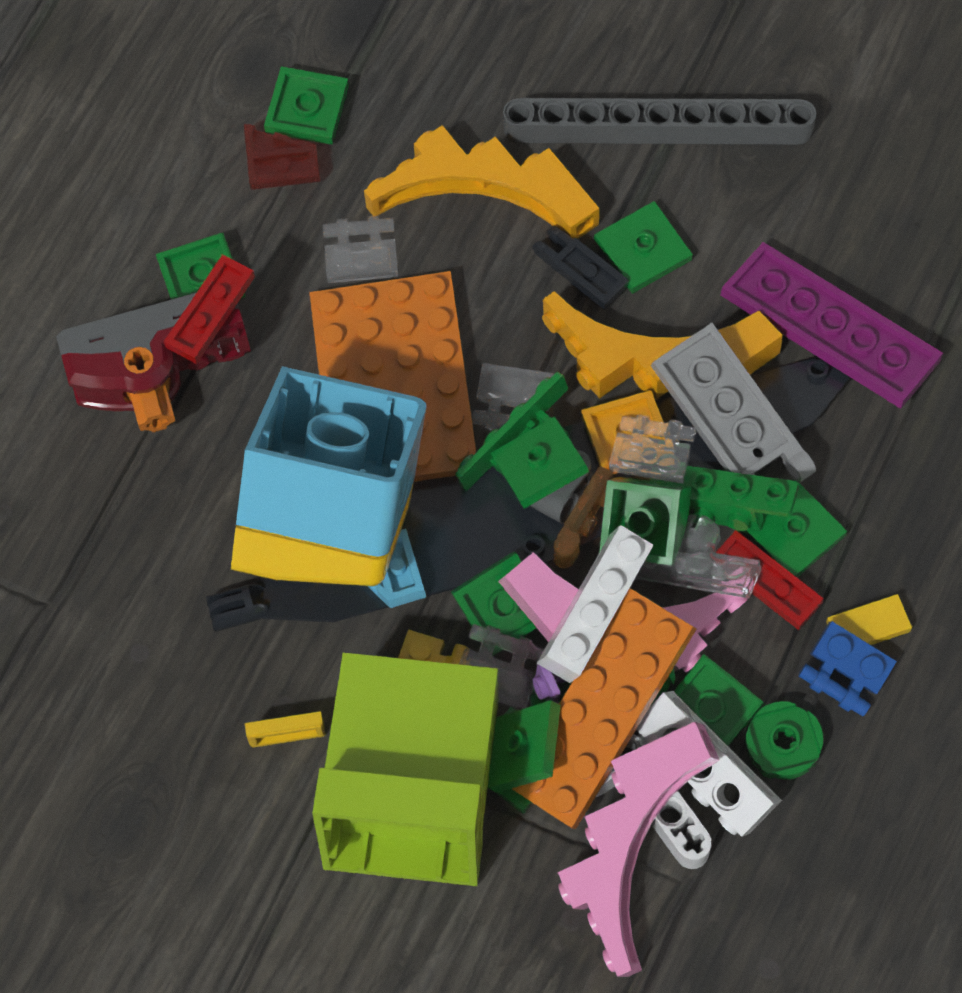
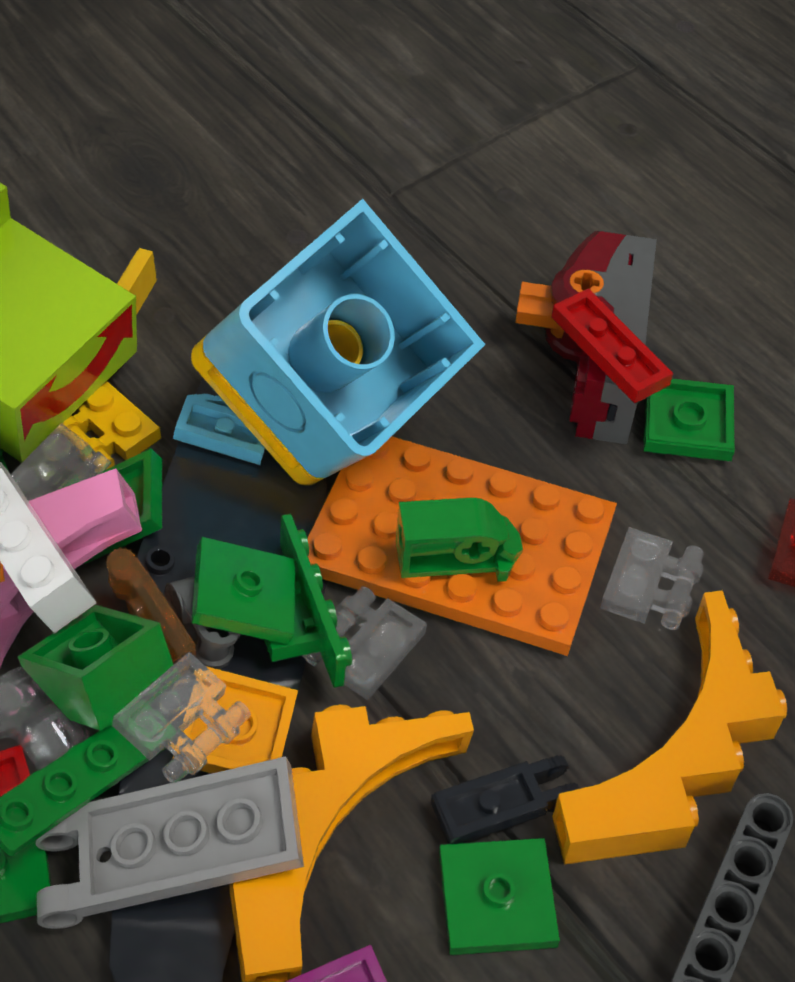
camera: 110 degrees right, 15 degrees down
(419, 360) = (455, 538): none -> green piece

